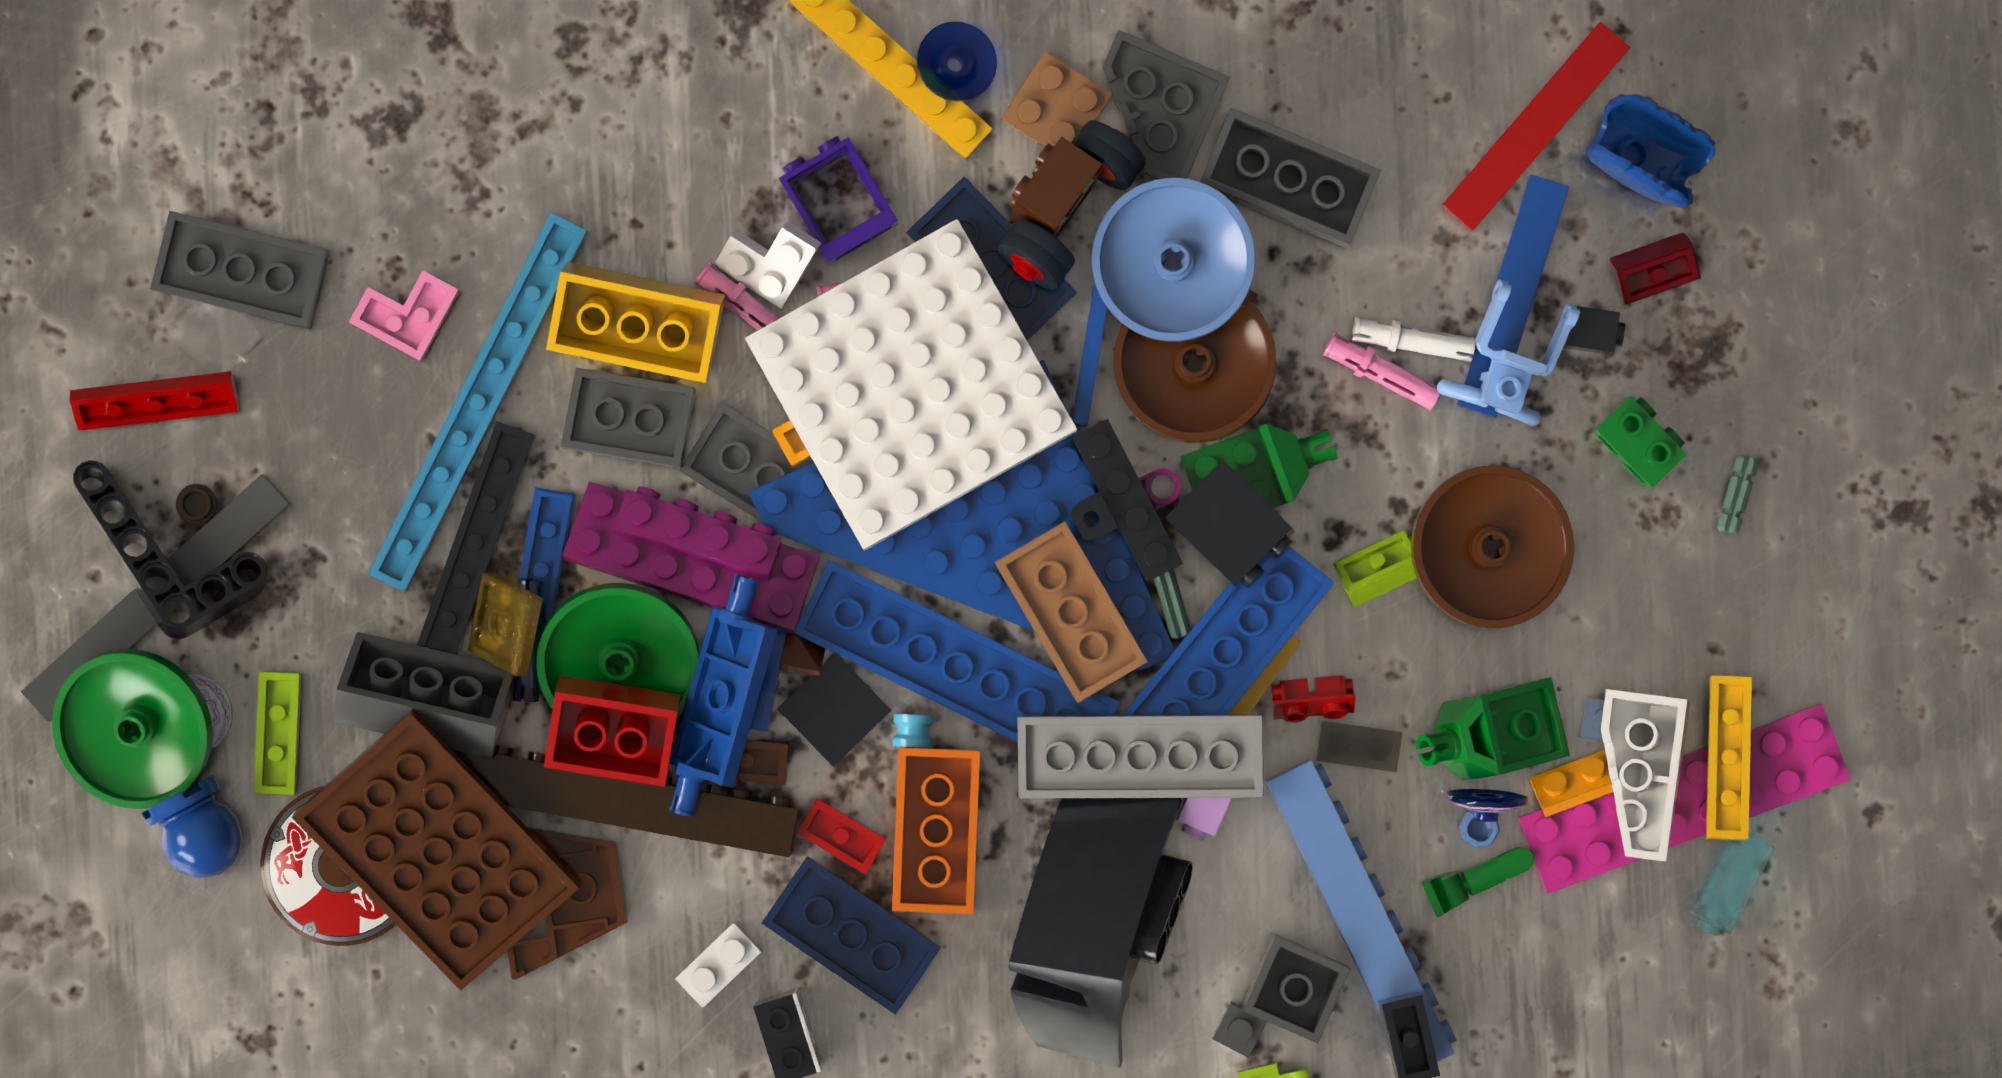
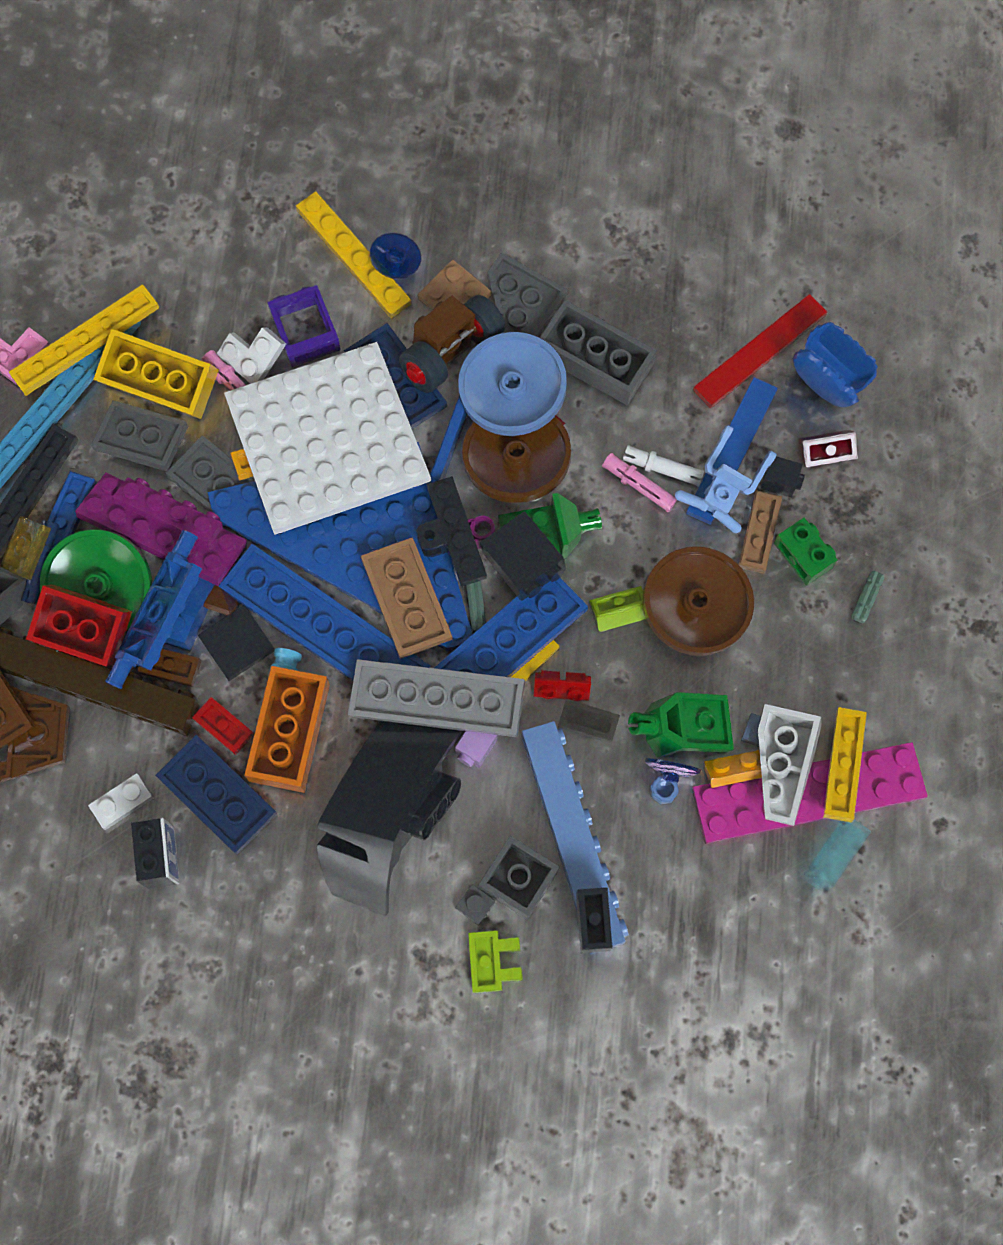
camera: 15 degrees right, 15 degrees down
(515, 283) = (83, 340): none -> yellow plate
(1450, 890) = (638, 829): green piece -> none
(1569, 418) = (760, 531): none -> medium nougat tile

